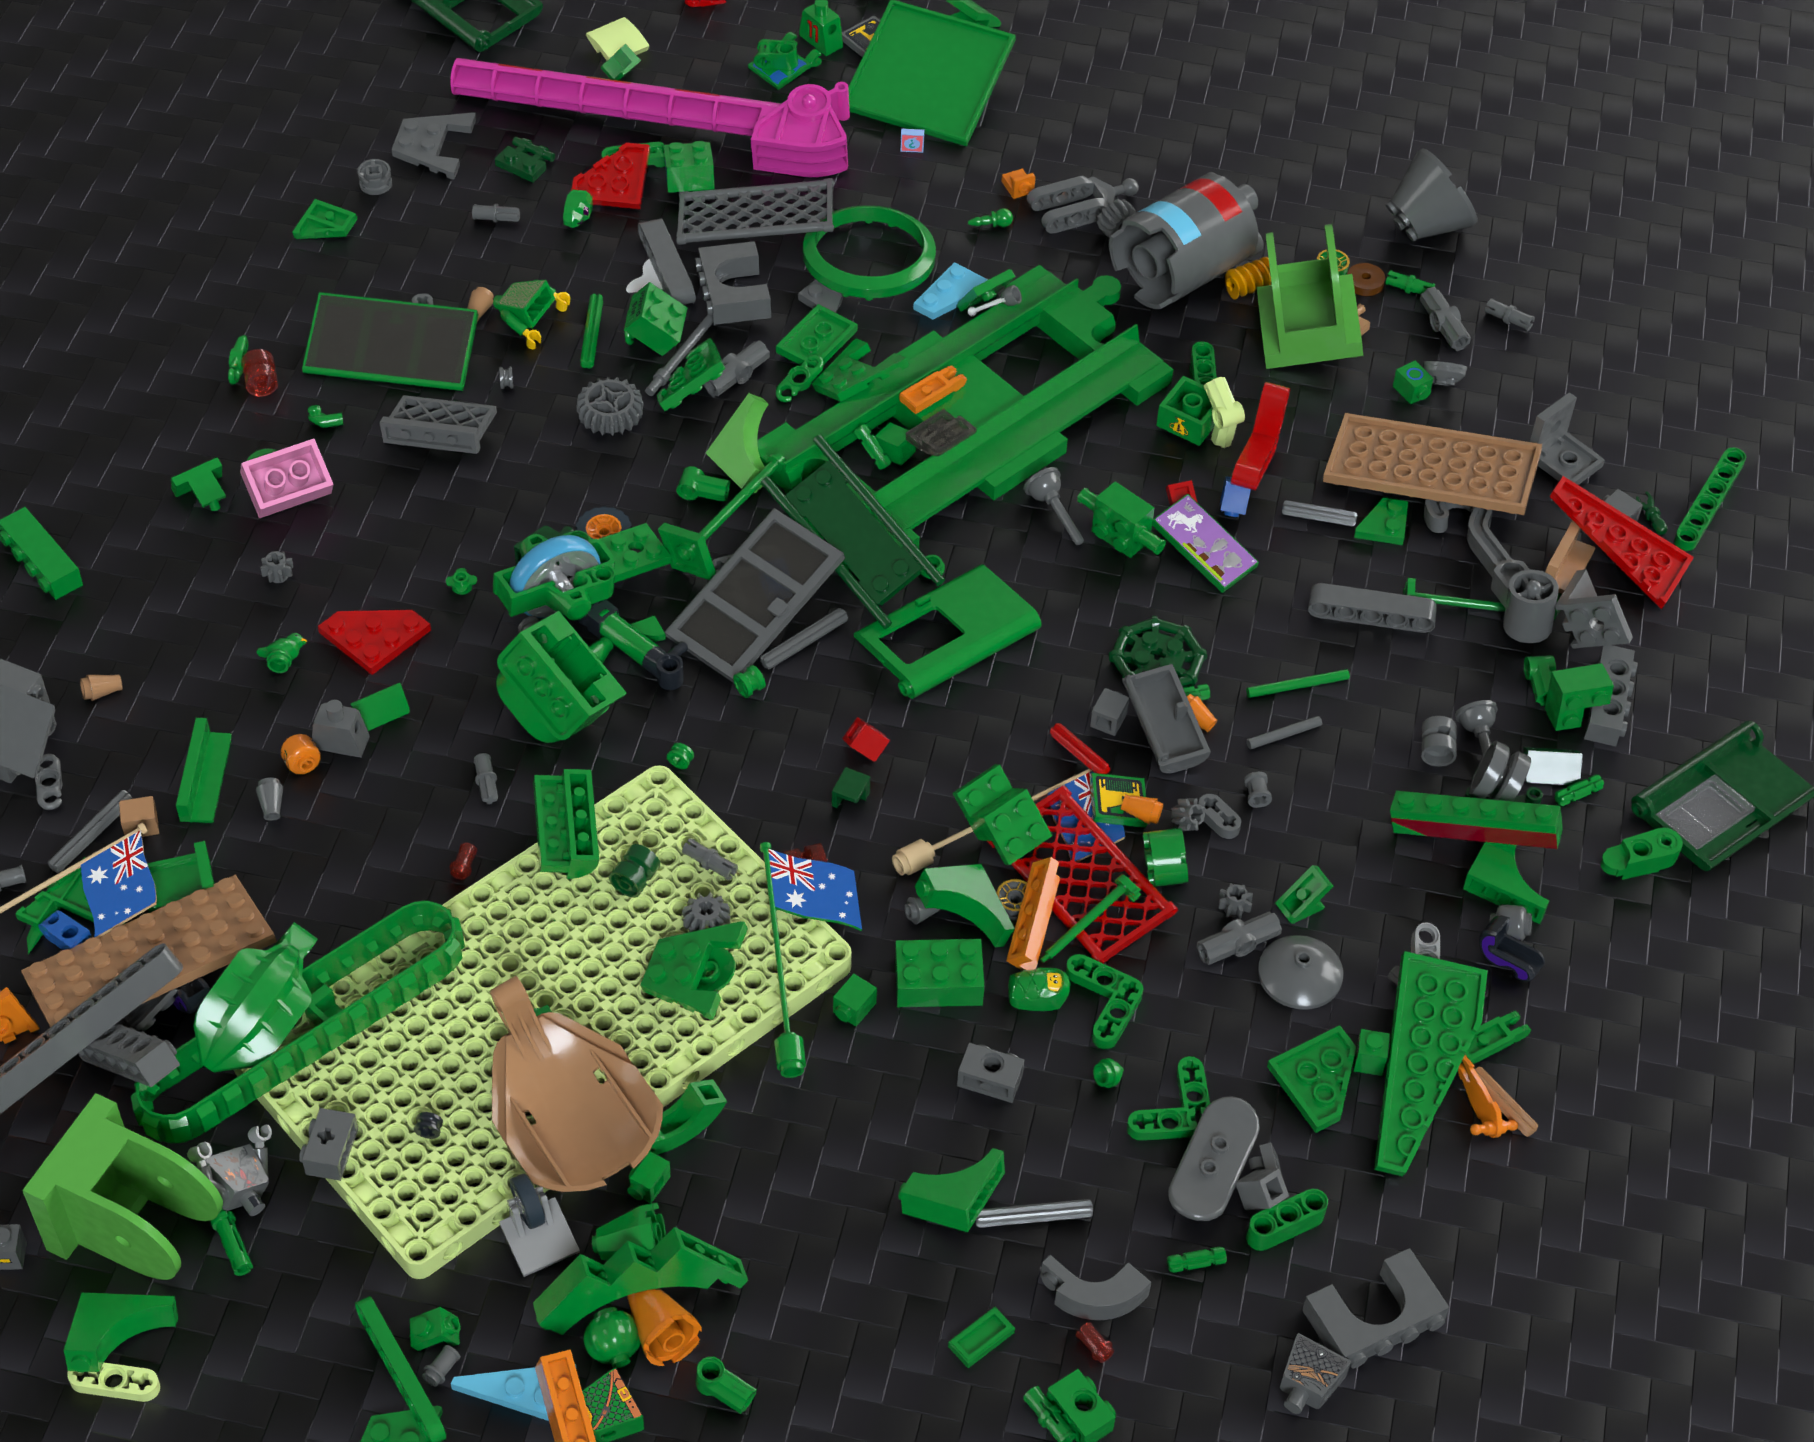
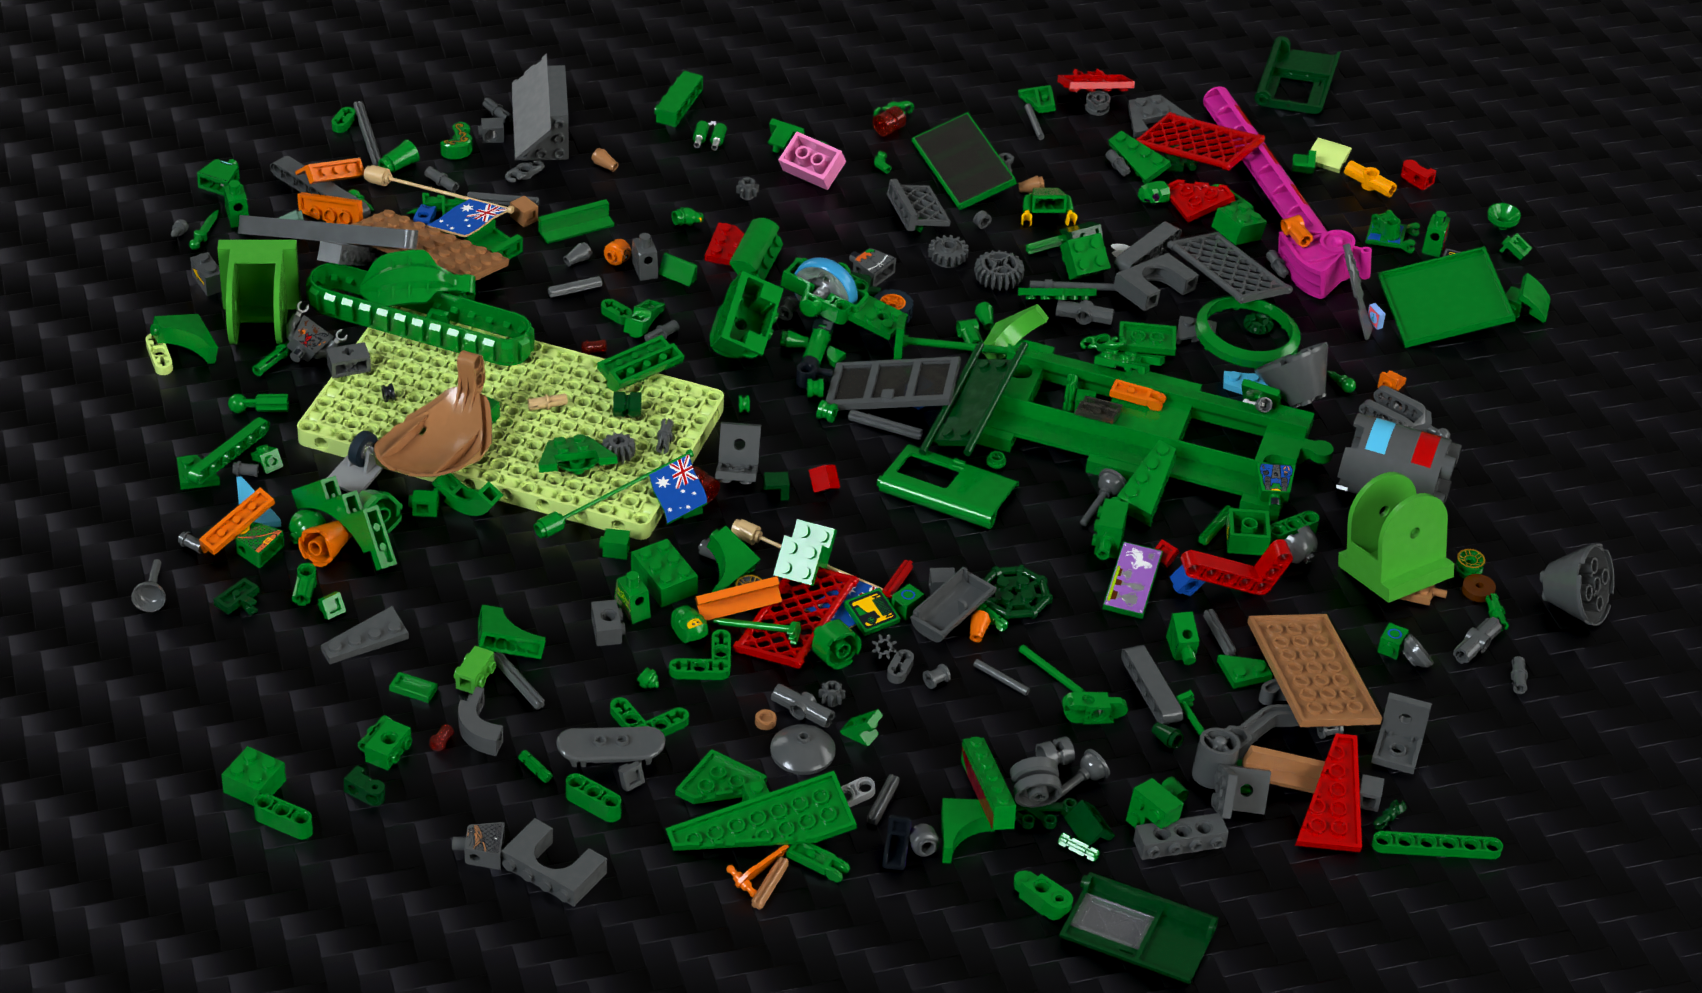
camera: 60 degrees right, 10 degrees down
(129, 565) = (717, 135): none -> green piece
(317, 1290) = (262, 403): none -> green piece
(329, 830) = (576, 286): none -> dark grey axle
(341, 162) = (1095, 80): none -> red plate
(358, 247) = (1034, 121): none -> dark grey bar
(410, 807) = (615, 310): none -> green beam
(415, 610) = (757, 248): none -> green brick
(449, 782) = (642, 317): none -> green slope
(506, 189) = (1142, 159): none -> green wing
(515, 516) = (873, 263): none -> dark grey torso
(540, 435) = (948, 251): none -> dark grey gear
(547, 142) = (1253, 140): none -> red door
(563, 955) = (547, 401): none -> tan axle
(601, 302) = (1082, 230): none -> dark green panel
(677, 456) = (984, 312): none -> green cone
(687, 30) = (1370, 178): none -> light orange piece
(700, 673) = (815, 388): none -> green wheel
(765, 121) = (1296, 229): none -> orange piece
(770, 172) = (1277, 263): none -> dark grey axle
(783, 1369) = (331, 605): none -> tile
(790, 811) = (736, 462): none -> dark grey bracket
(843, 104) = (1357, 290): none -> dark grey sword
(857, 1350) = (367, 636): none -> dark grey wing
(860, 241) = (1253, 323): none -> dark green gear
(966, 1022) = (632, 591): none -> green torso
(983, 239) = (1299, 375): none -> dark grey cone
(1002, 1251) = (474, 669): none -> bright green brick
(1074, 450) = (1148, 483): none -> green wedge
(1124, 757) = (906, 601): none -> green brick
(1143, 808) = (868, 621): orange cone -> none
(1148, 349) = (1274, 483): none -> torso
(1152, 432) = (1214, 527): none -> green axle
(1225, 411) = (1252, 541): yellowish green piece -> none
(1235, 985) = (765, 719): none -> medium nougat tile
(1239, 376) = (1302, 545): none -> dark grey cylinder
(1262, 1189) = (603, 773): dark grey brick -> none
(1325, 545) = (1183, 644): none -> green torso
(1383, 675) = (1093, 707): none -> green piece
(1412, 921) = (882, 800): none -> dark grey axle
(1454, 632) = (1168, 735): none -> dark green cone

